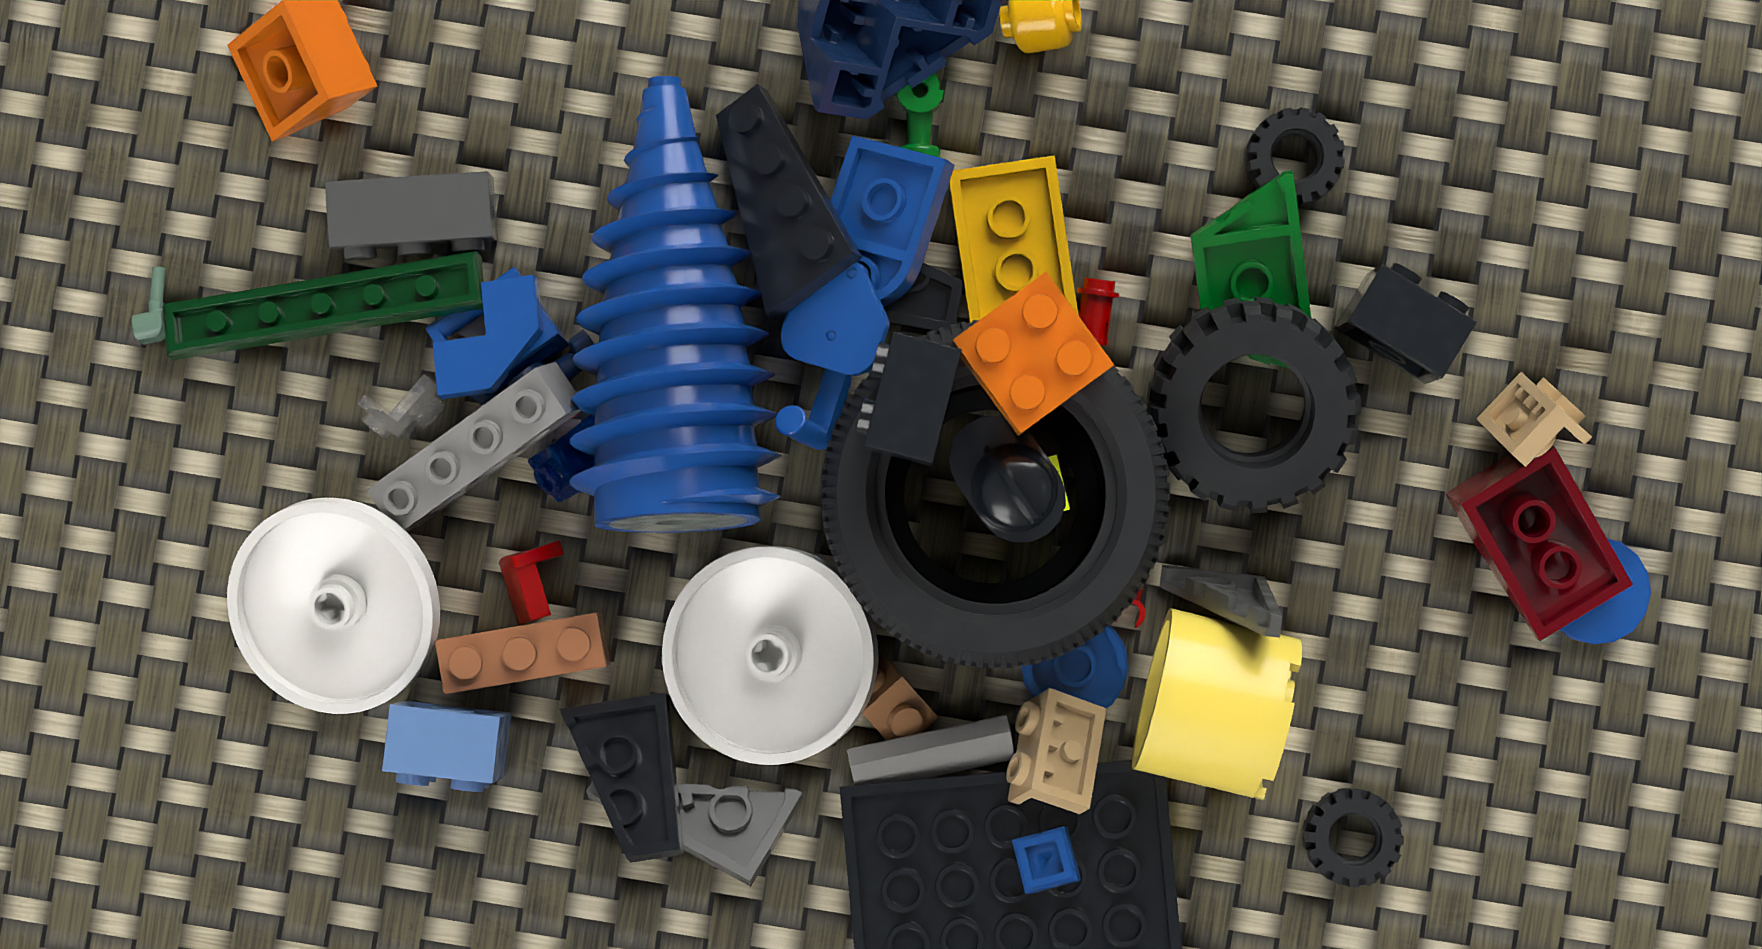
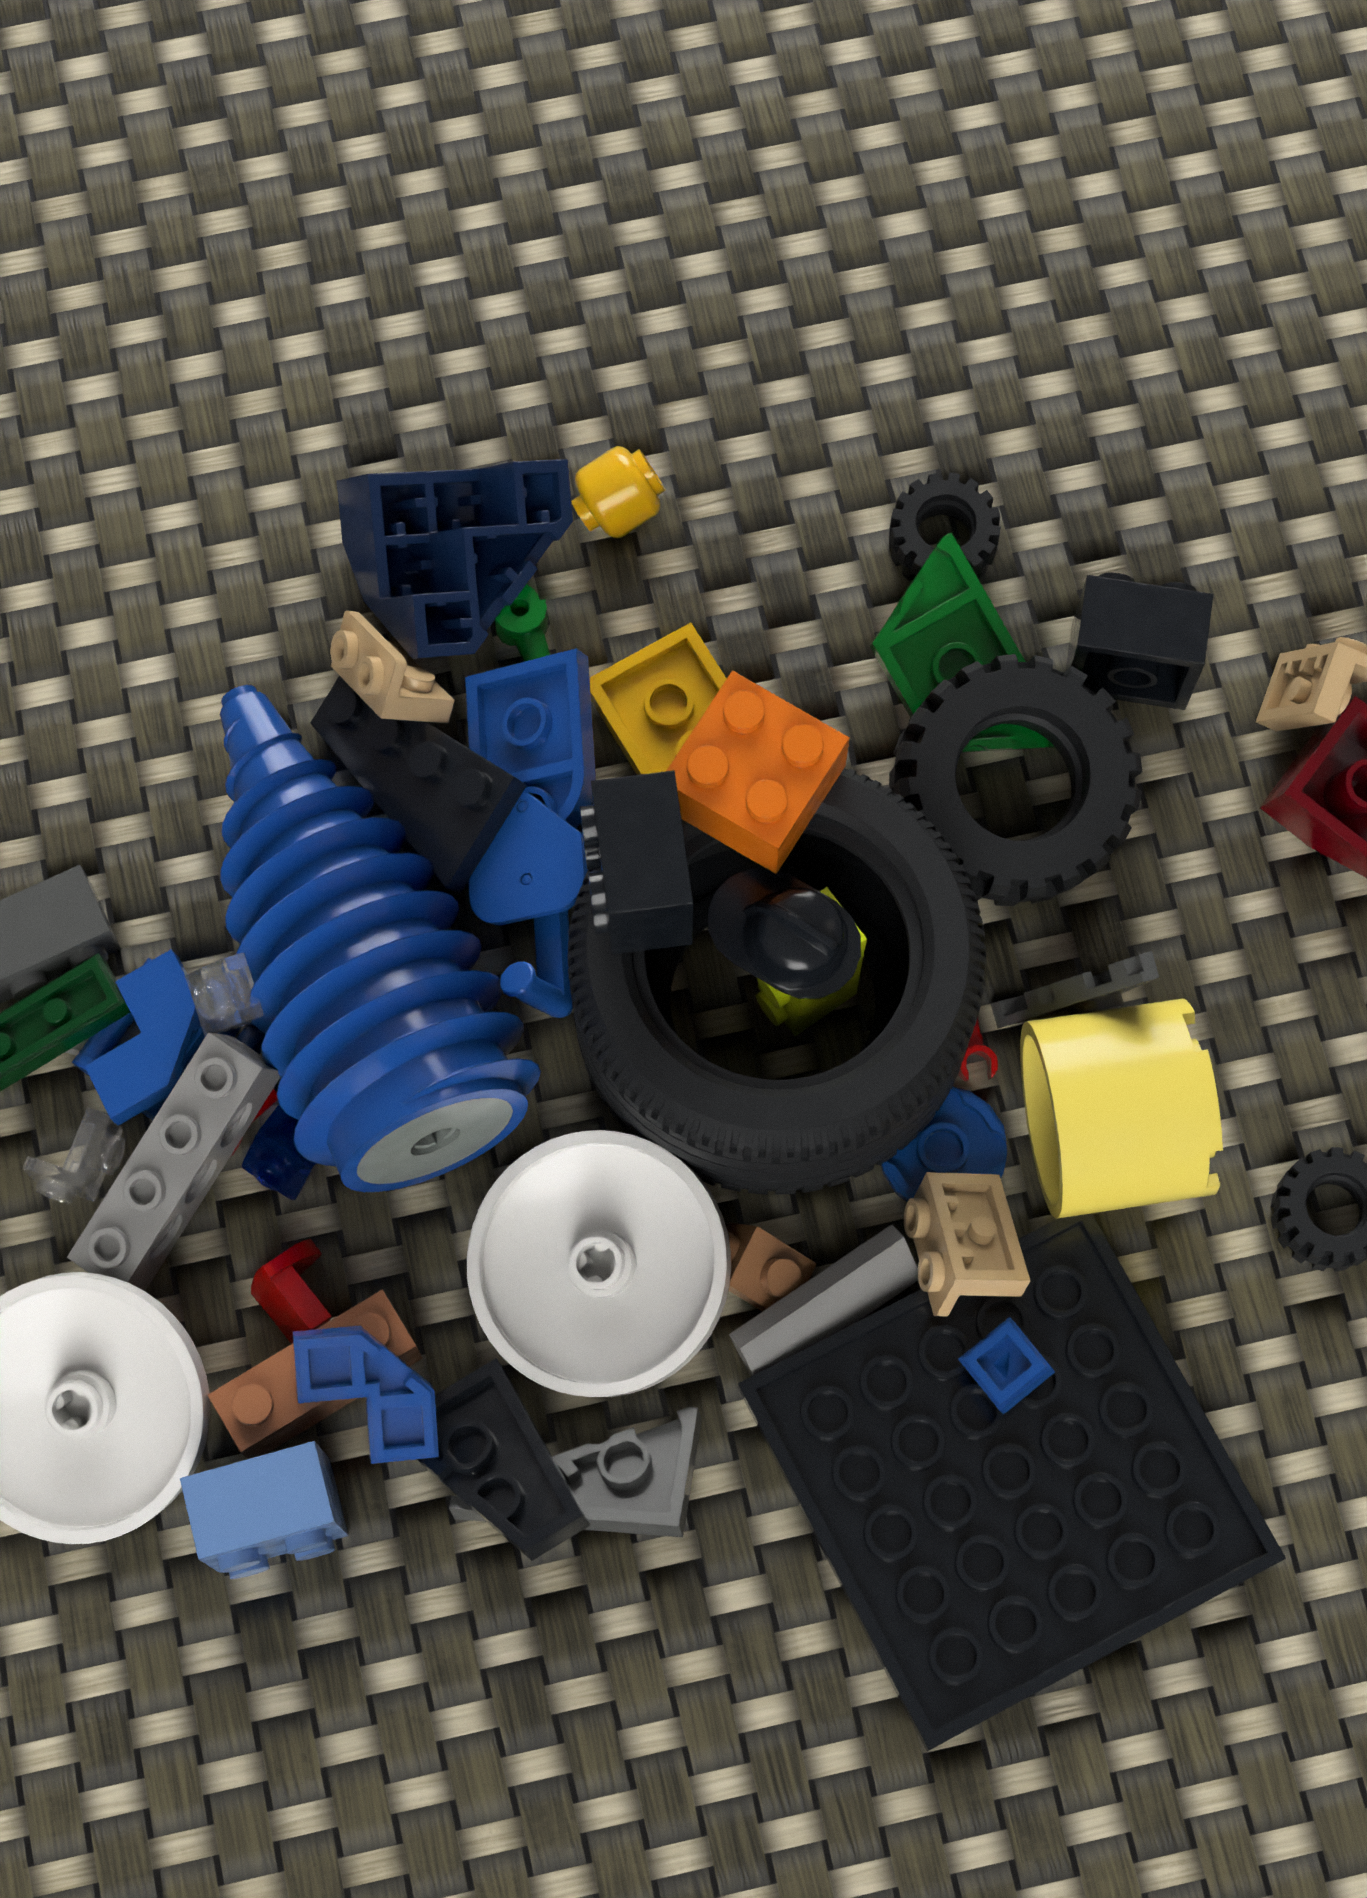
camera: 20 degrees left, 15 degrees down
(554, 667) = (357, 1365): none -> blue tile
(559, 337) = (223, 995): none -> clear bracket
(787, 112) = (386, 674): none -> tan bracket

